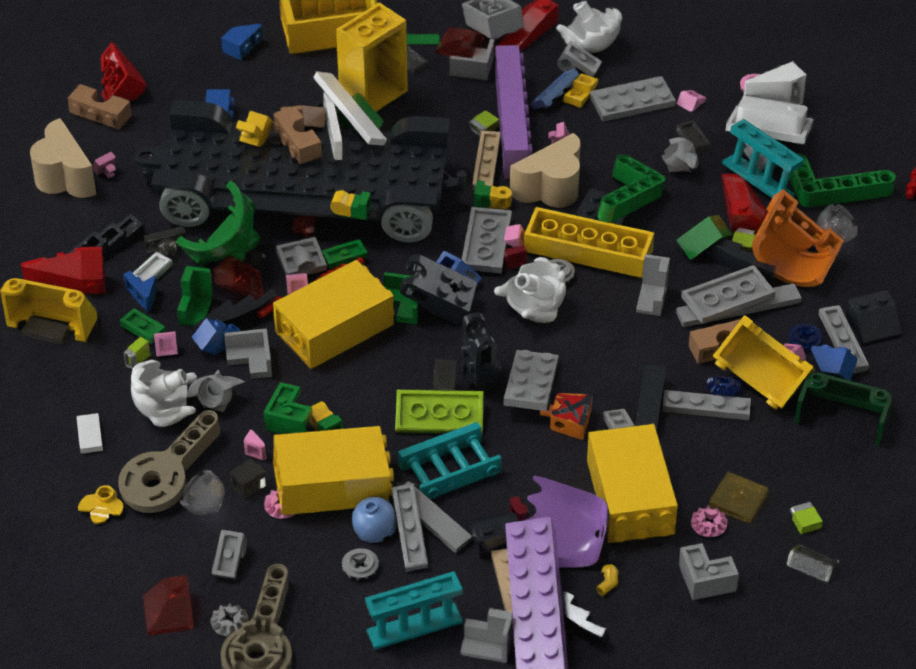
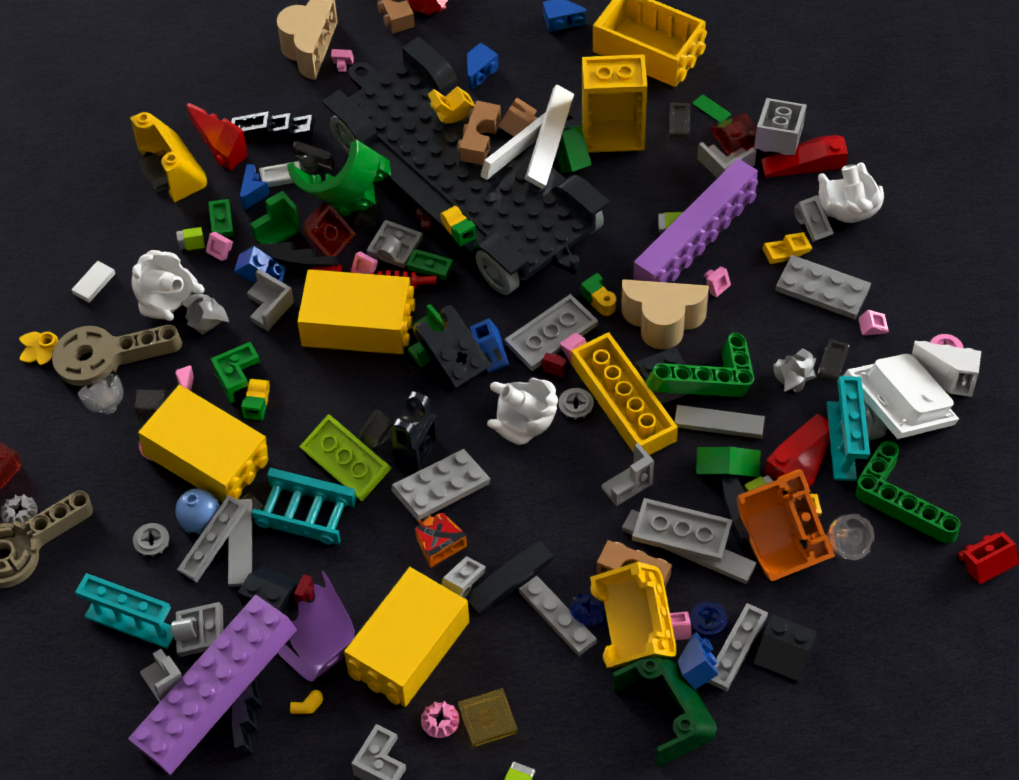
camera: 45 degrees right, 10 degrees up
(229, 551) = (73, 453): light grey plate -> none
(479, 589) = (197, 628): none -> light grey plate
(486, 158) = (623, 265): tan plate -> none
(555, 89) = (762, 233): medium blue plate -> none
(671, 217) = (719, 421): none -> light grey tile

